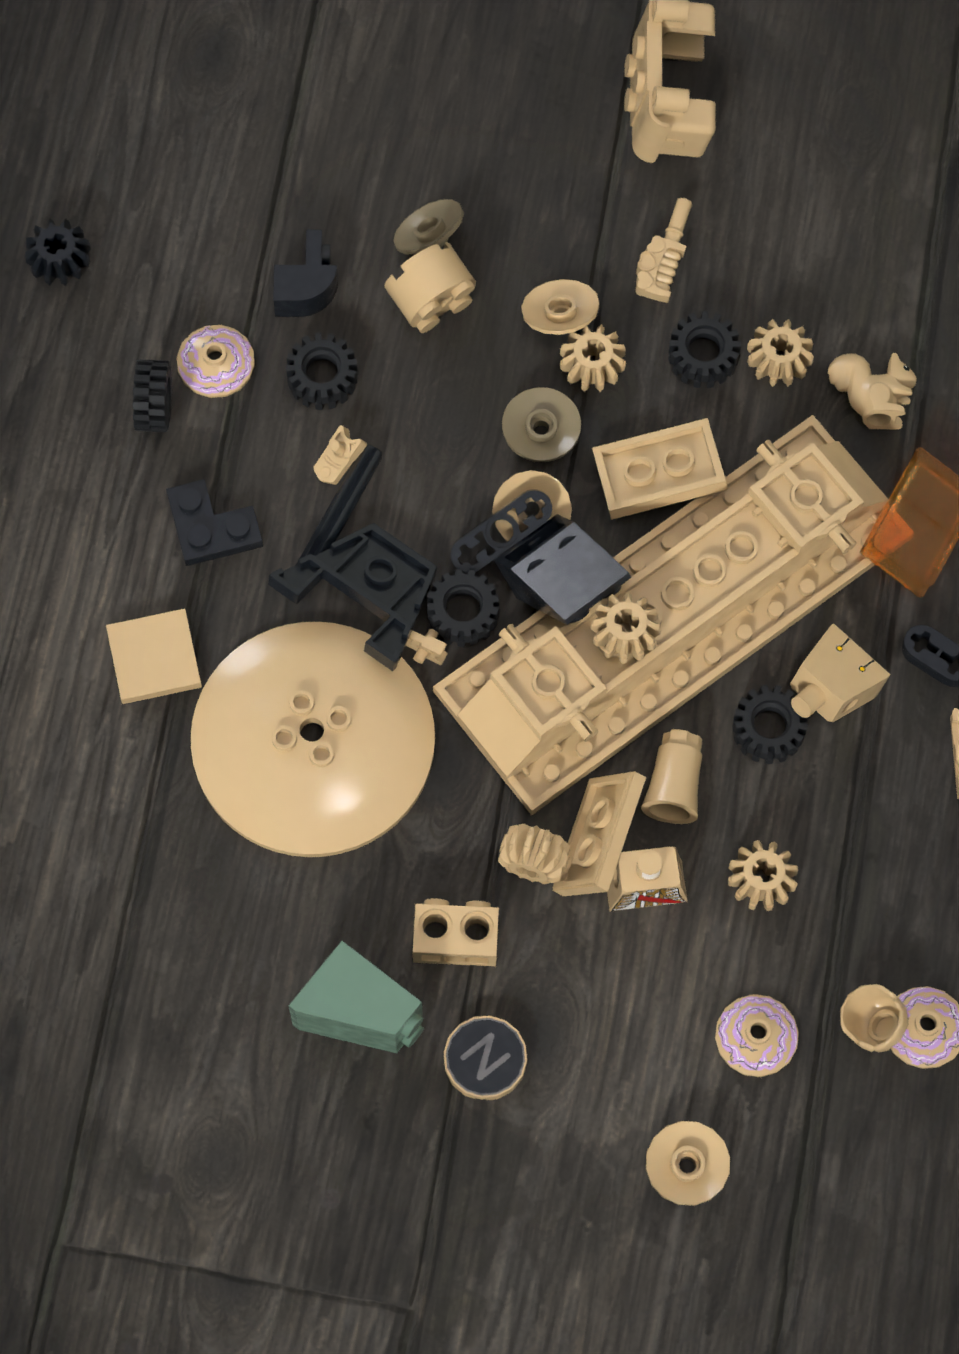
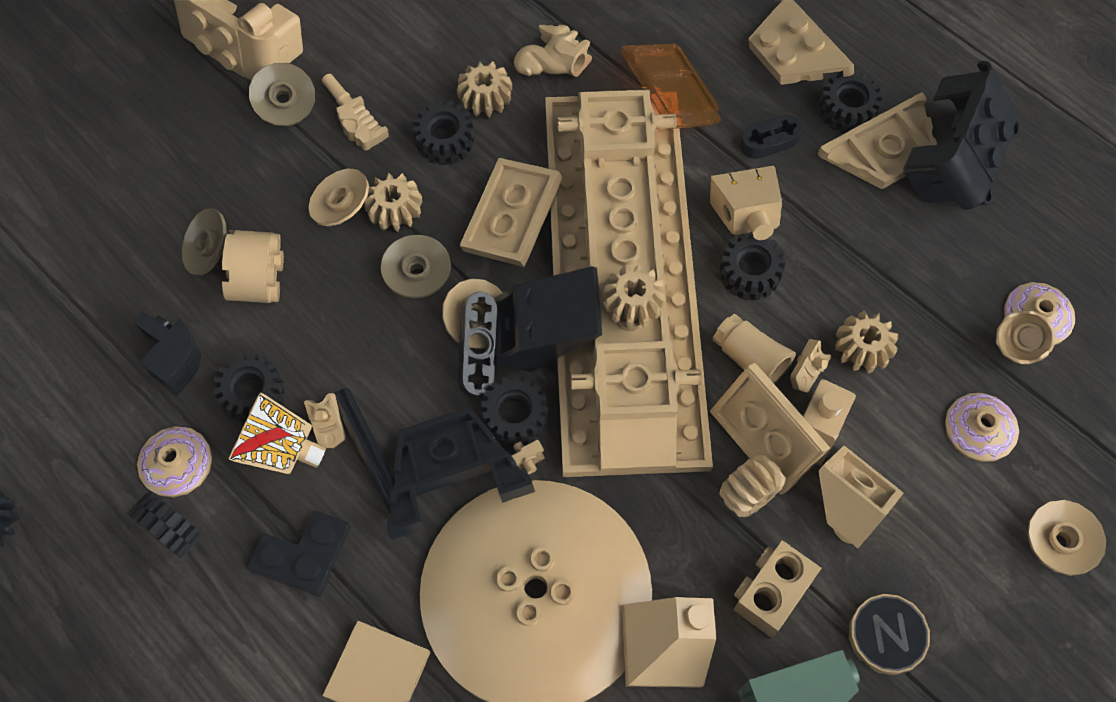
camera: 55 degrees left, 5 degrees down
(288, 426) = (275, 438): none -> torso
(340, 870) = (668, 642): none -> tan slope
(595, 951) = (855, 496): none -> tan slope
(625, 158) = (278, 80): none -> dark tan dish
(700, 839) = (809, 366): none -> tan piece

